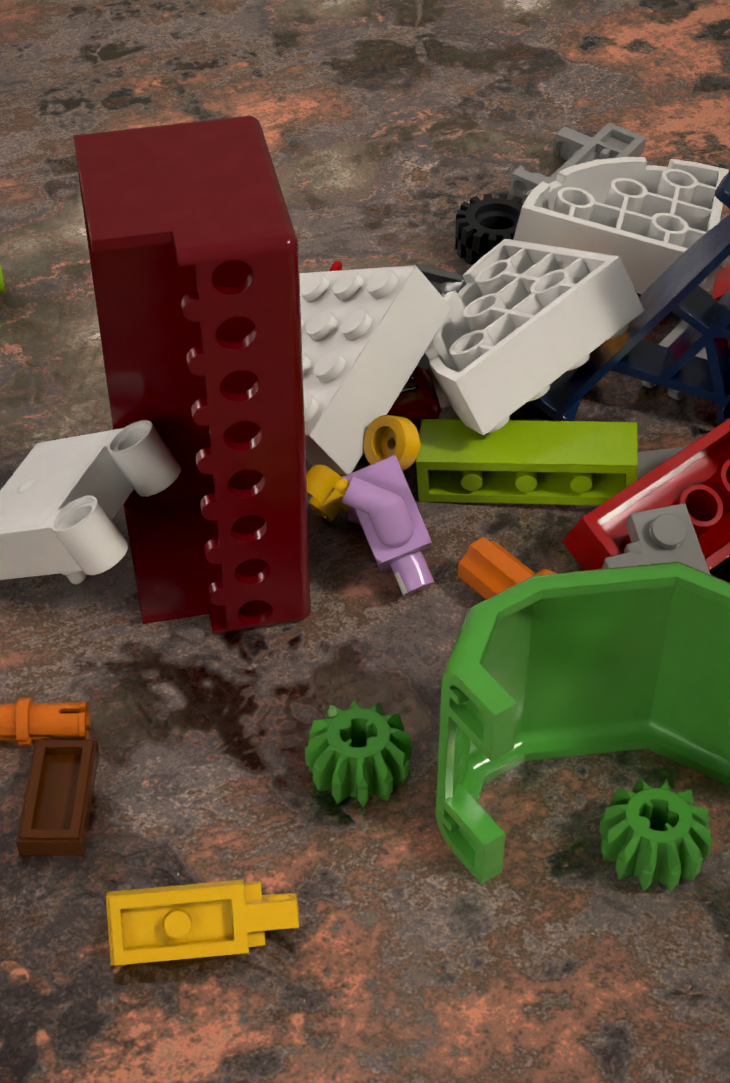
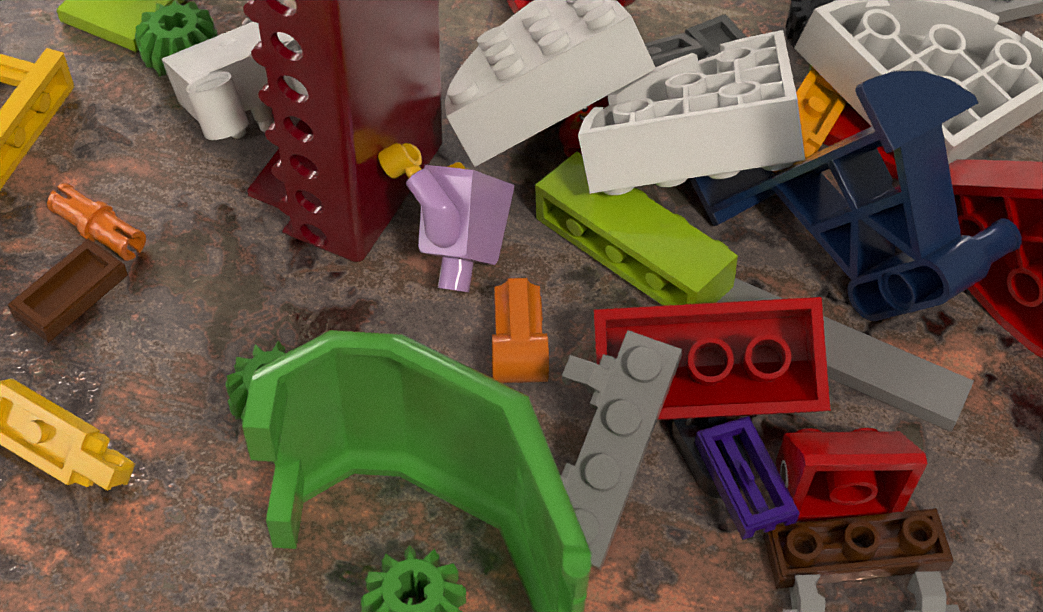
camera: 35 degrees right, 10 degrees up
(390, 437) = (521, 159): yellow tile -> none

